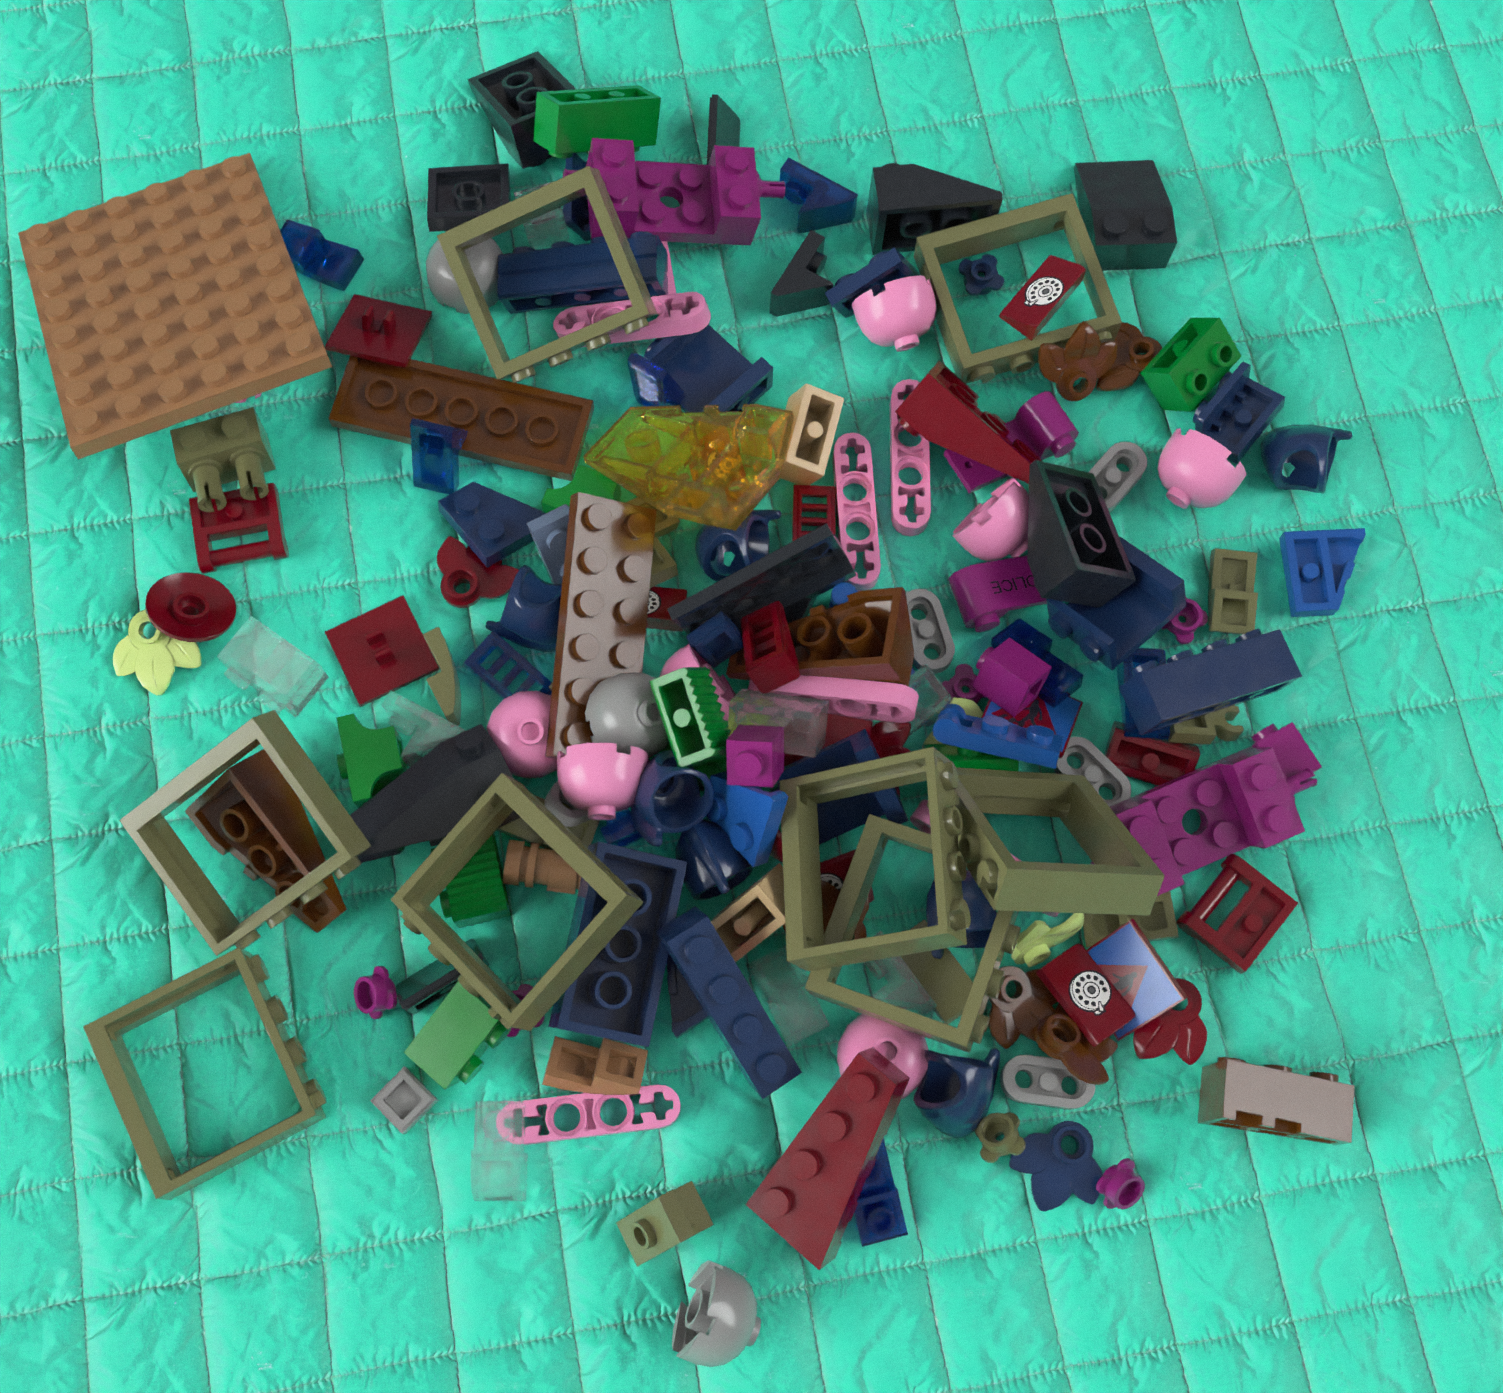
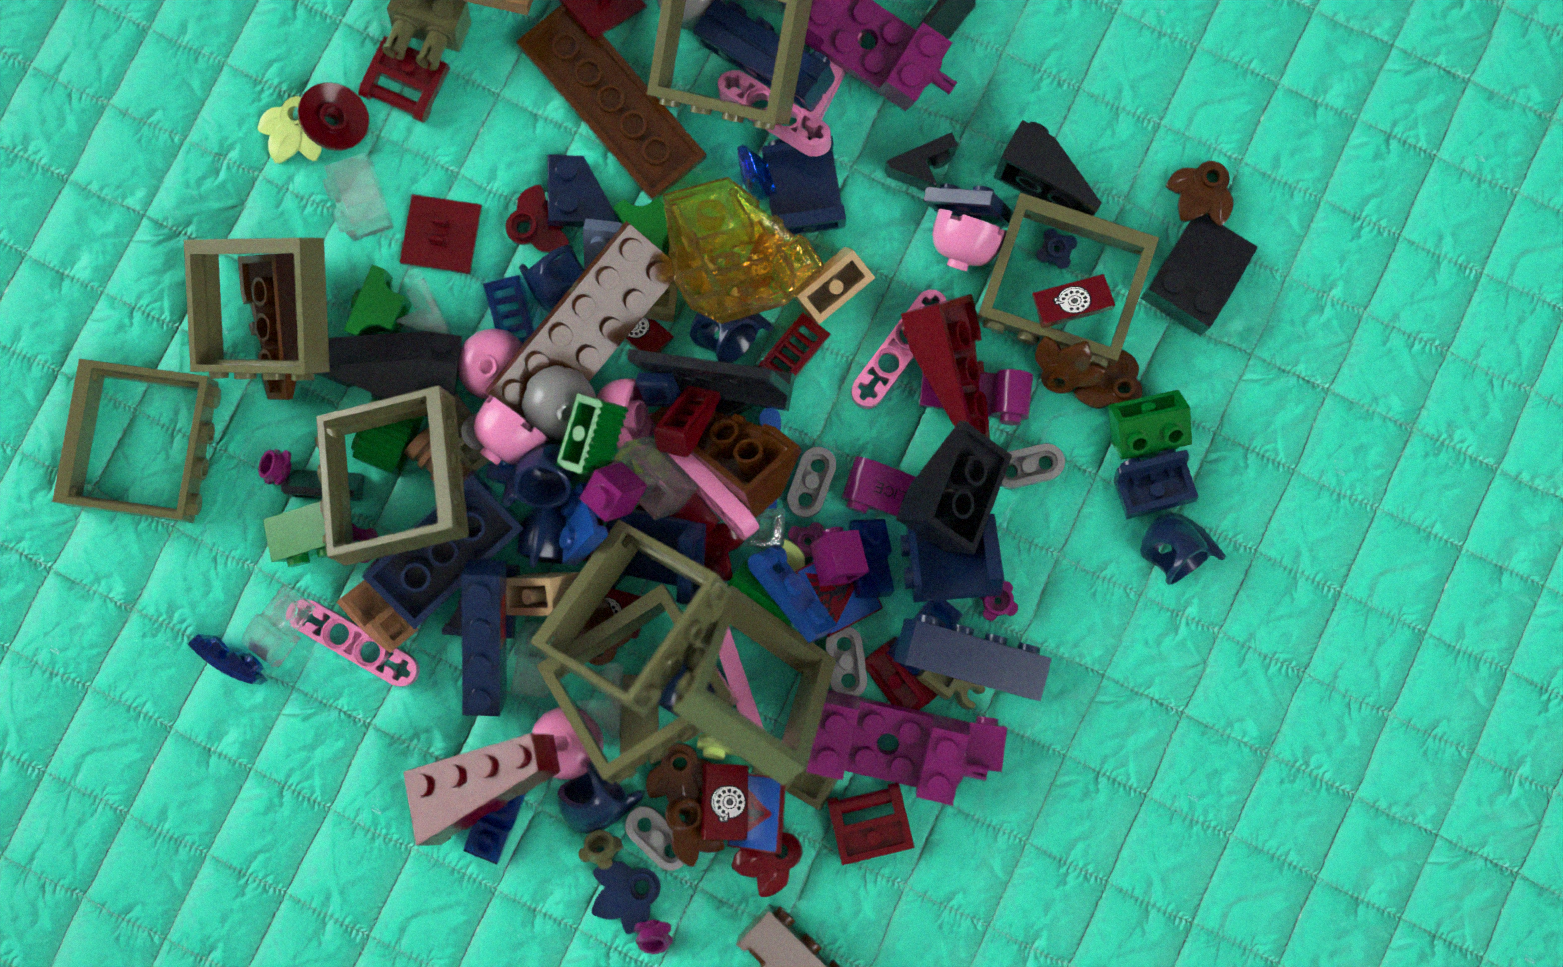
camera: 40 degrees right, 10 degrees up
(404, 1100) = (247, 548): light grey tile -> none
(436, 455) = (568, 117): clear blue slope -> none
(446, 683) = (461, 293): olive slope -> none
(482, 1229) = (236, 665): none -> clear blue slope
(664, 1223) = (349, 745): olive brick -> none
(718, 1318) = (338, 827): light grey cylinder -> none
(822, 199) = (983, 114): clear blue slope -> none
(857, 511) = (834, 364): bright pink beam -> none
(997, 525) = (914, 441): bright pink cylinder -> none
(1071, 146) = (1200, 195): none -> reddish brown plate
(1198, 471) = (1085, 506): bright pink cylinder -> none
(1231, 591) = (1048, 607): olive slope -> none
(1318, 568) = (1123, 635): blue wing -> none

